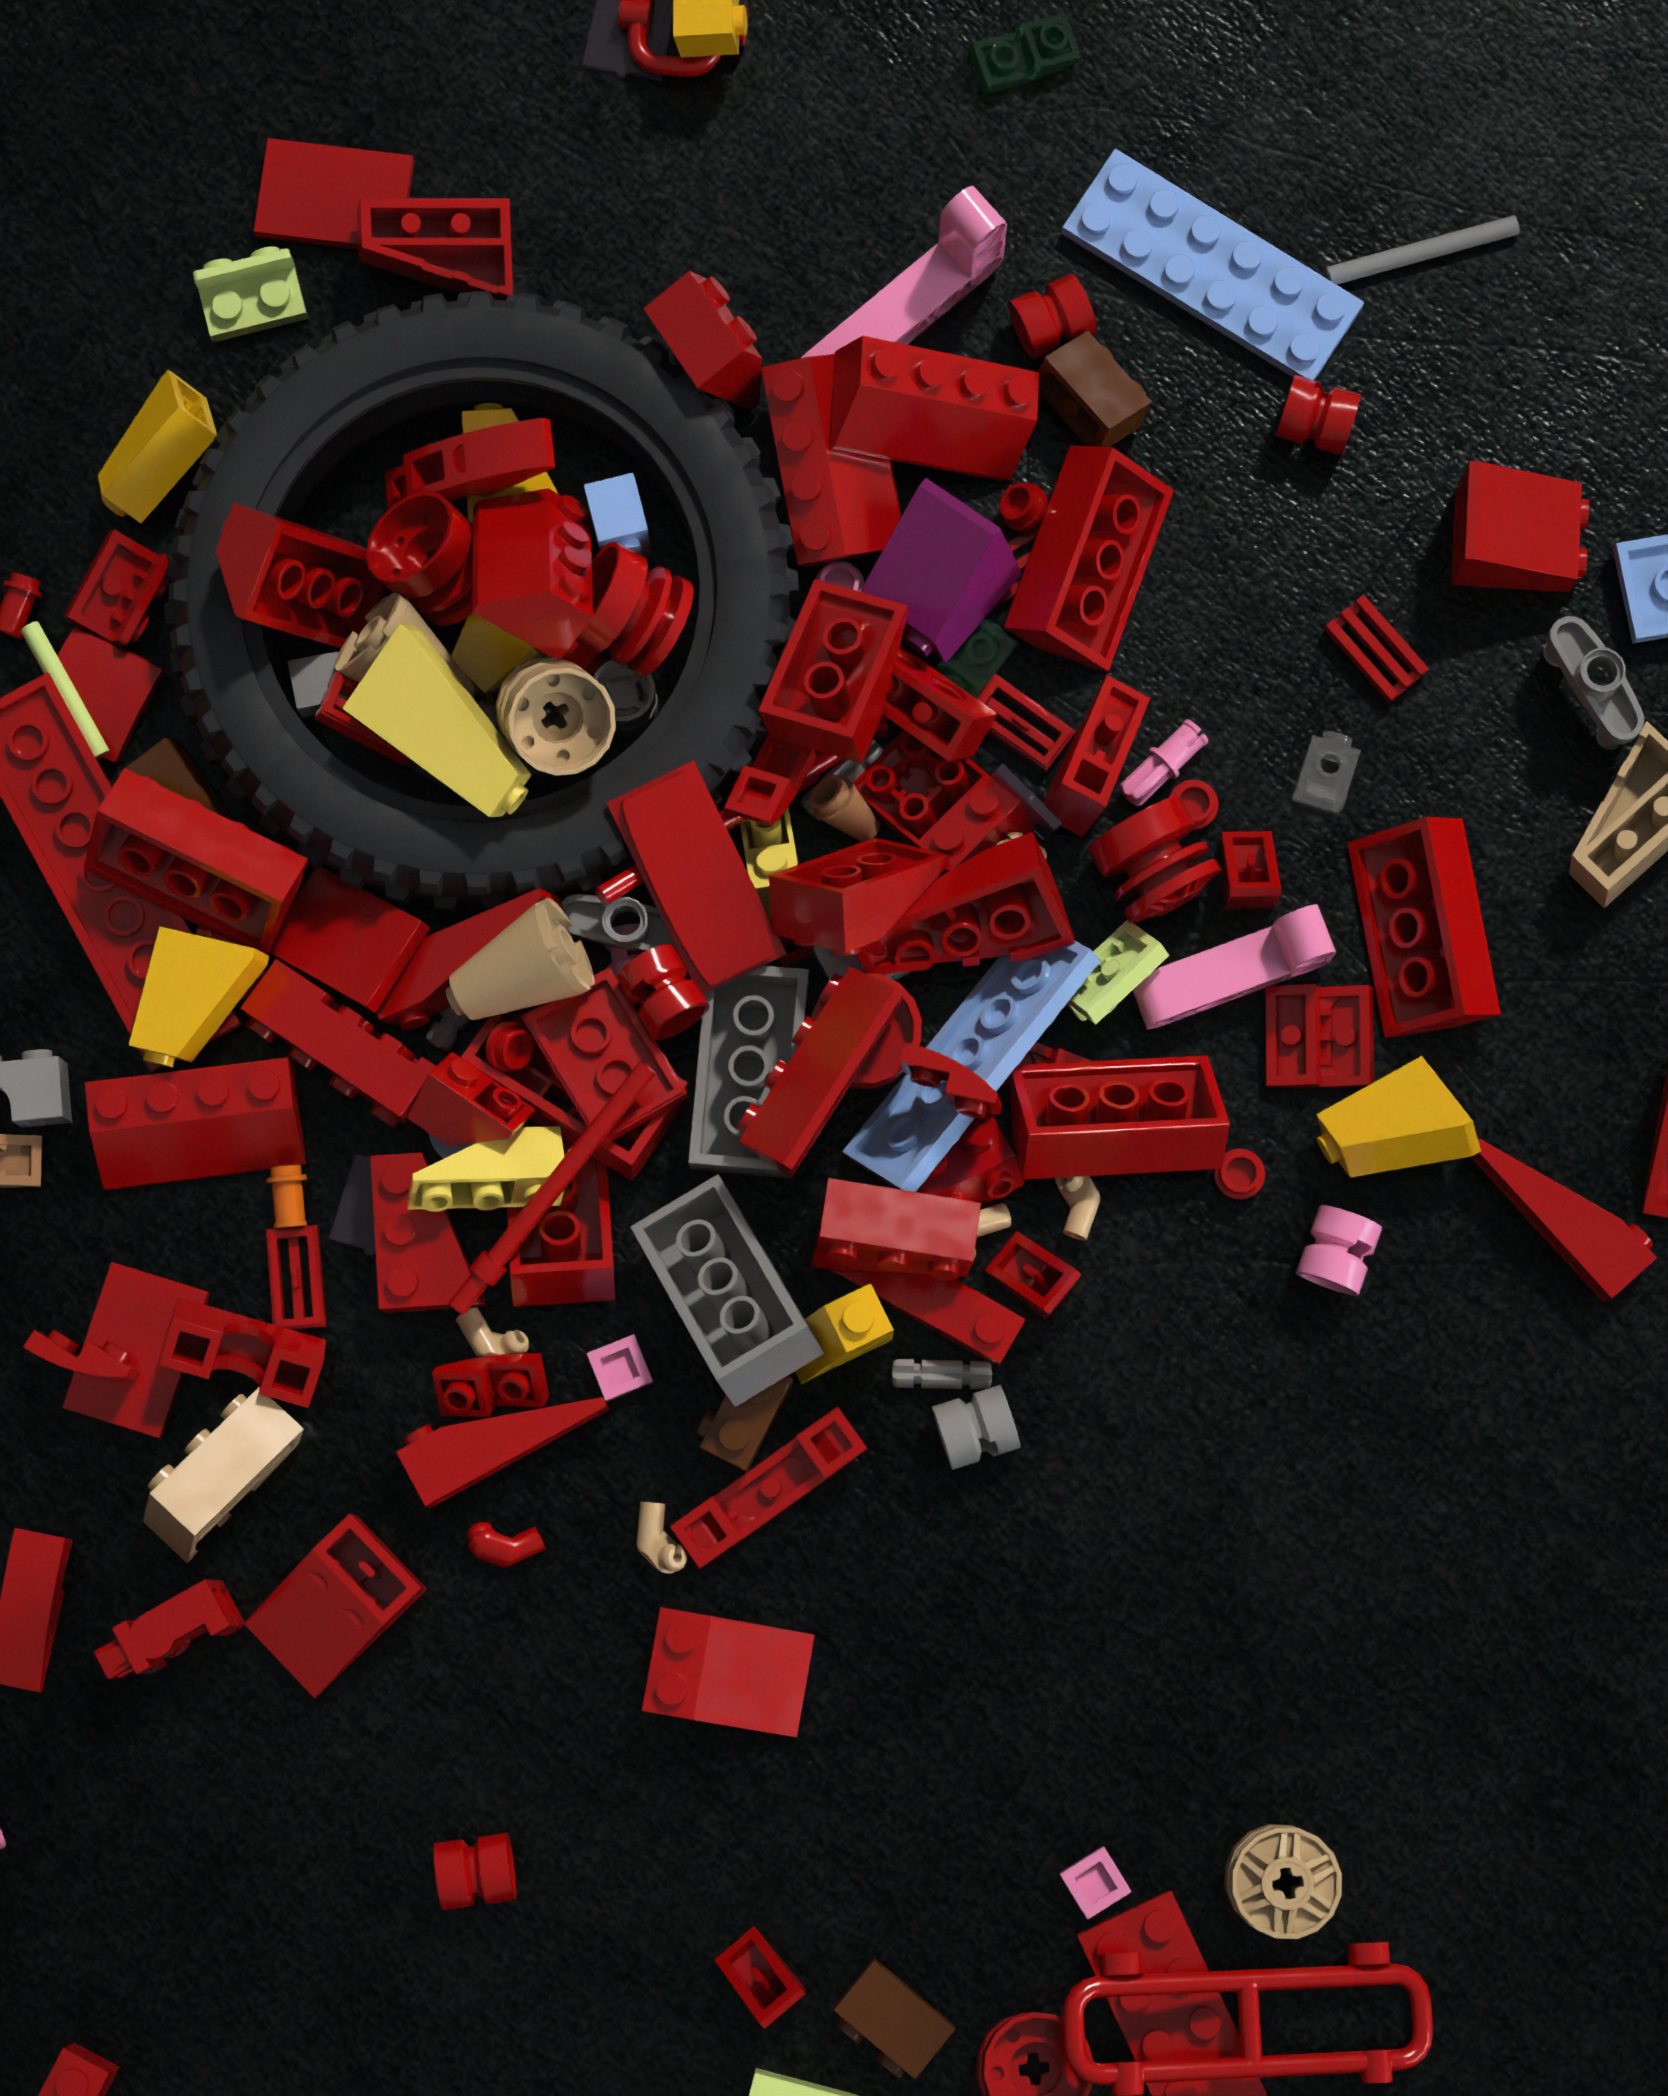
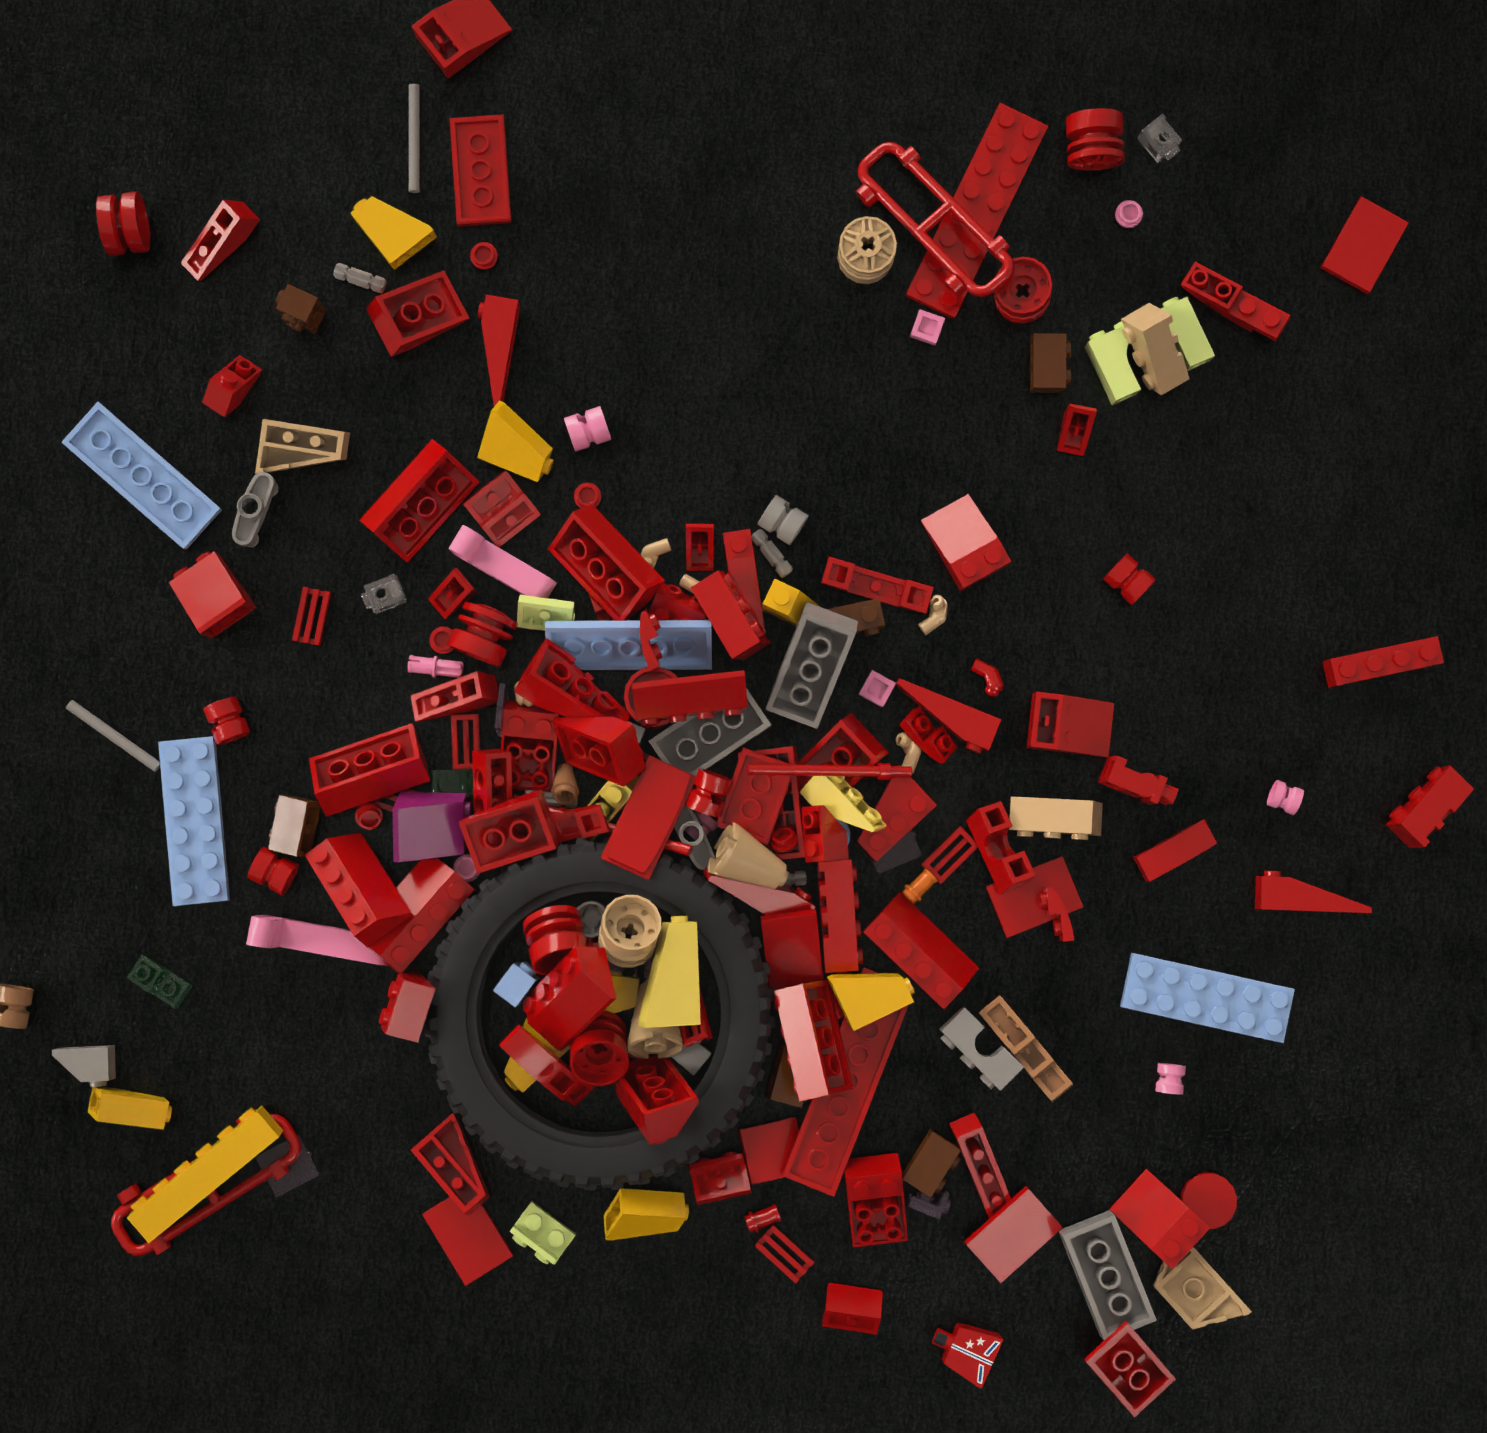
camera: 135 degrees left, 5 degrees up
(50, 663) = (777, 1177): yellowish green bar -> none

